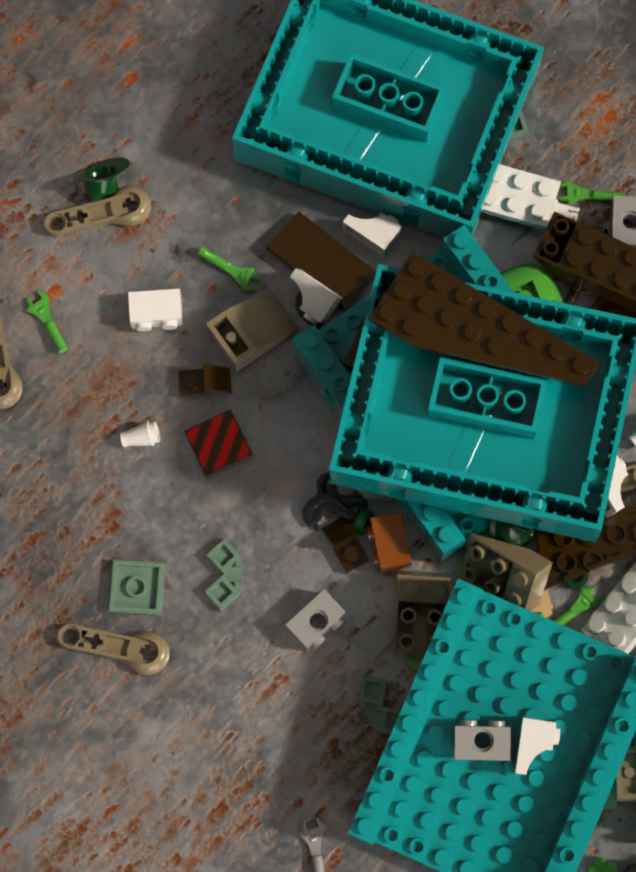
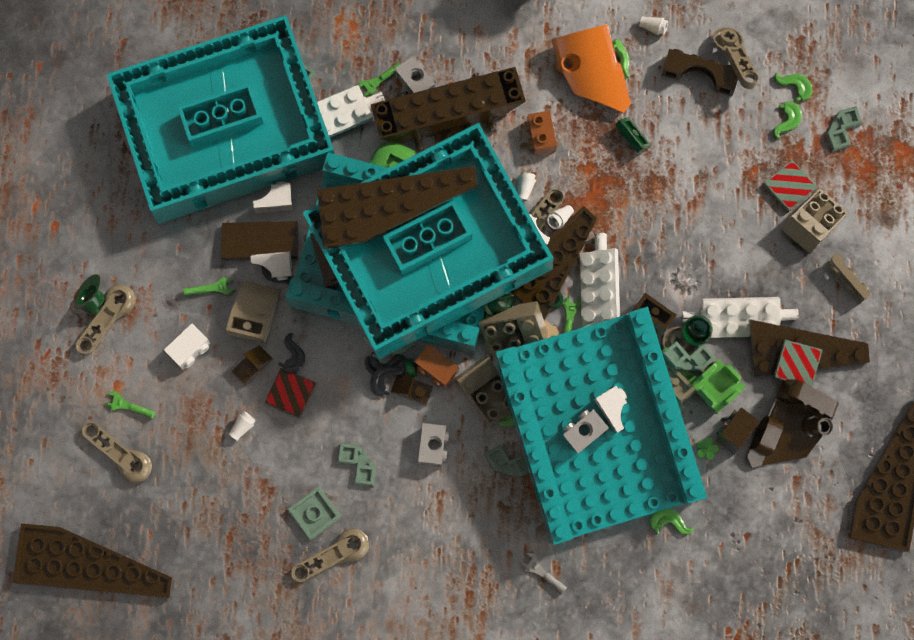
camera: 40 degrees left, 0 degrees up
(252, 416) = (297, 360): none -> black piece

